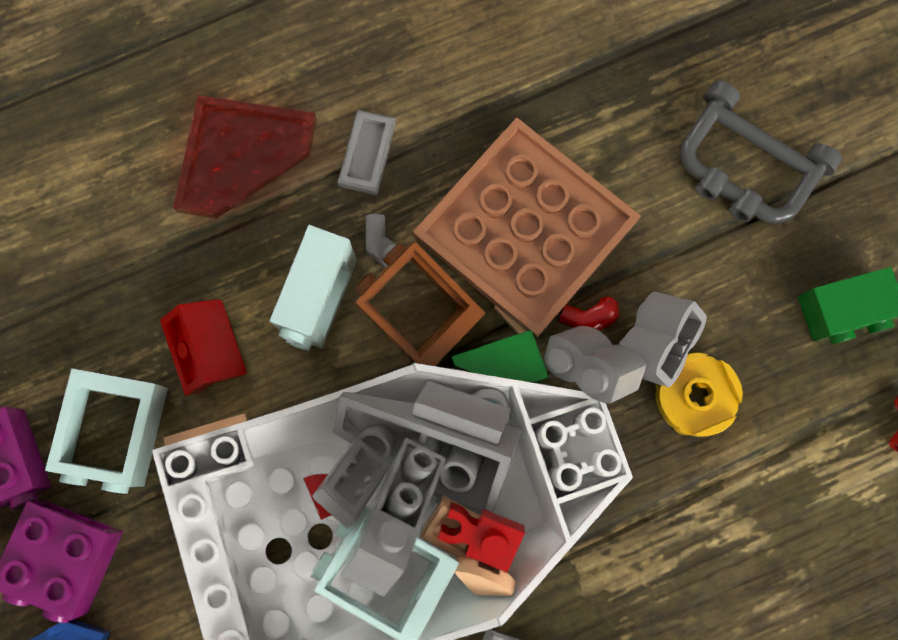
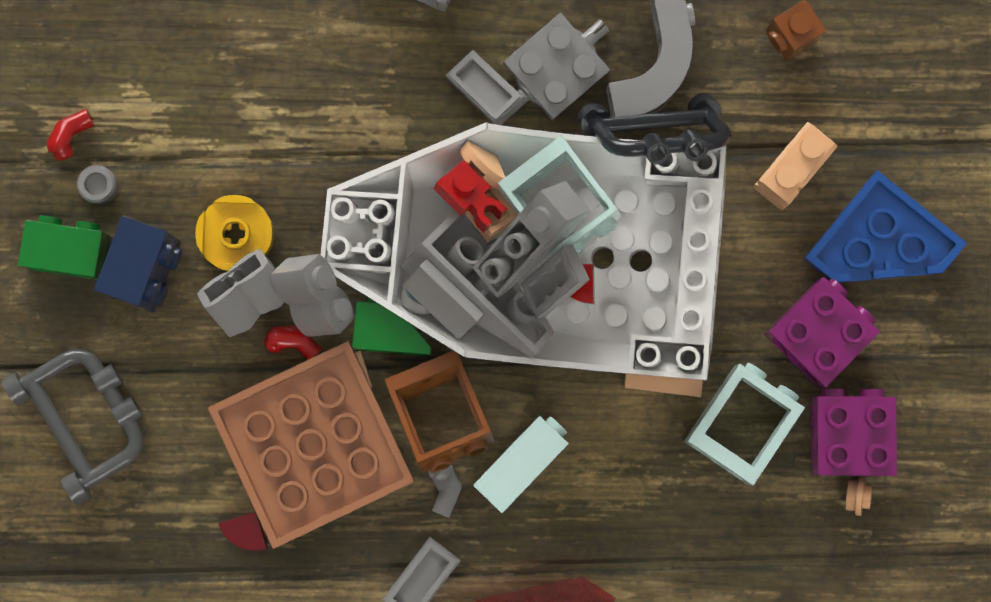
camera: 155 degrees left, 5 degrees up
(202, 345) = (638, 462): red panel -> none
(550, 123) = (245, 532): none -> dark red tile
(779, 317) = (139, 264): none -> dark blue brick
(853, 384) = (97, 184): none -> light grey tile

